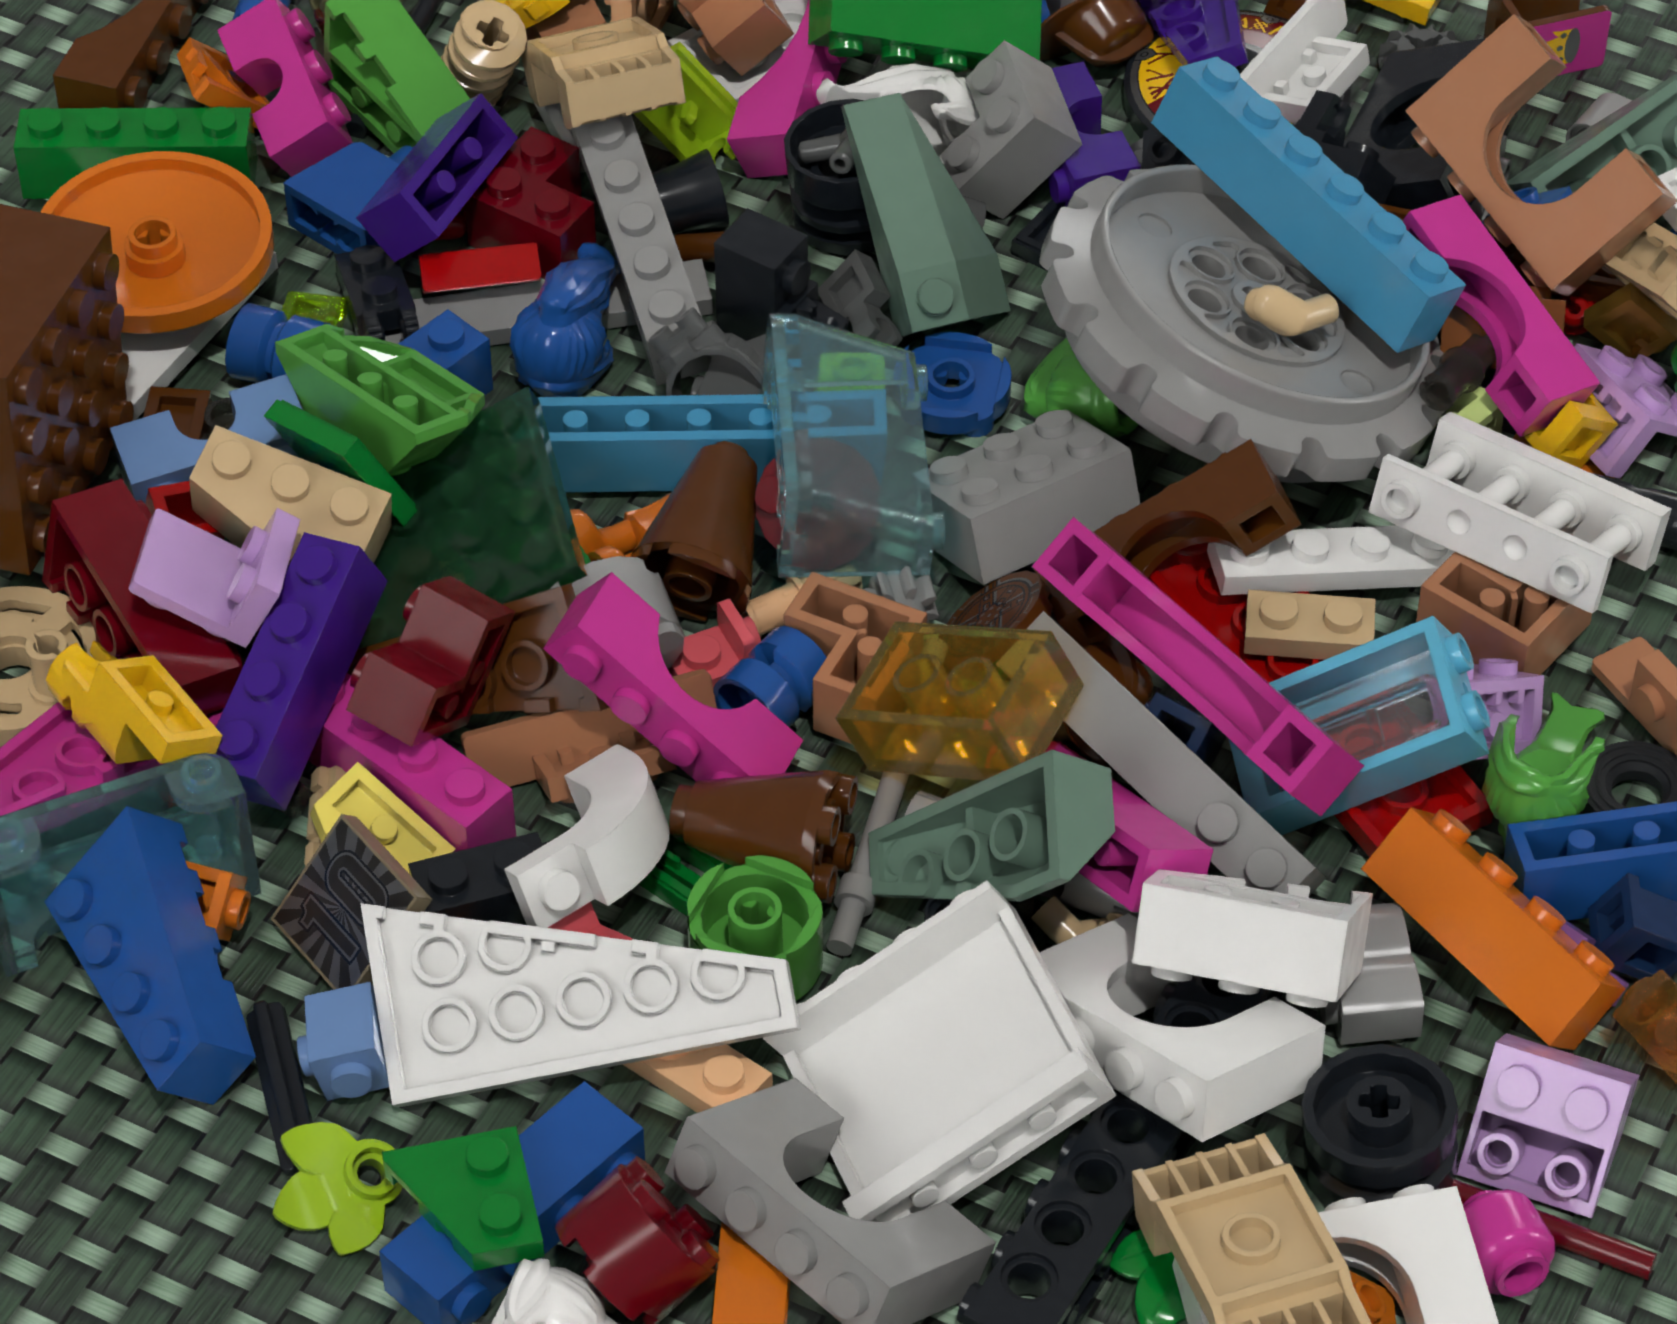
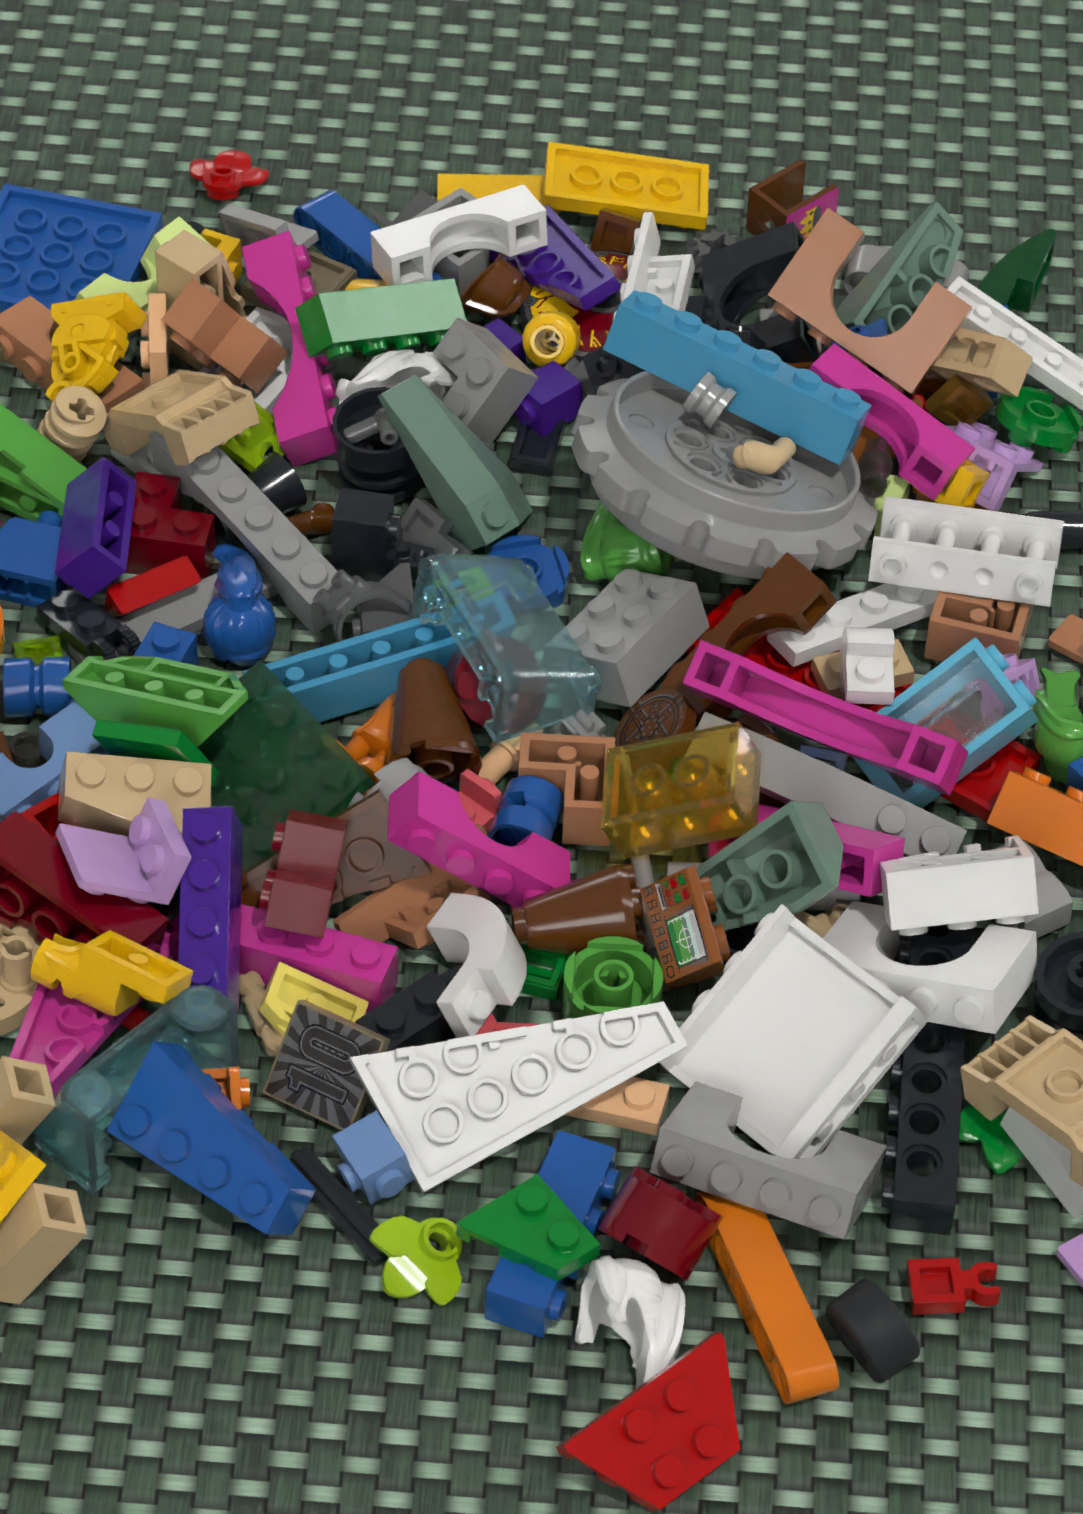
camera: 25 degrees left, 0 degrees up
(872, 874) = (682, 927): none -> dark orange slope
(1128, 100) = (538, 345): none -> yellow head
(1252, 221) = (709, 400): none -> light grey wheel
(1292, 616) = (867, 665): none -> white brick

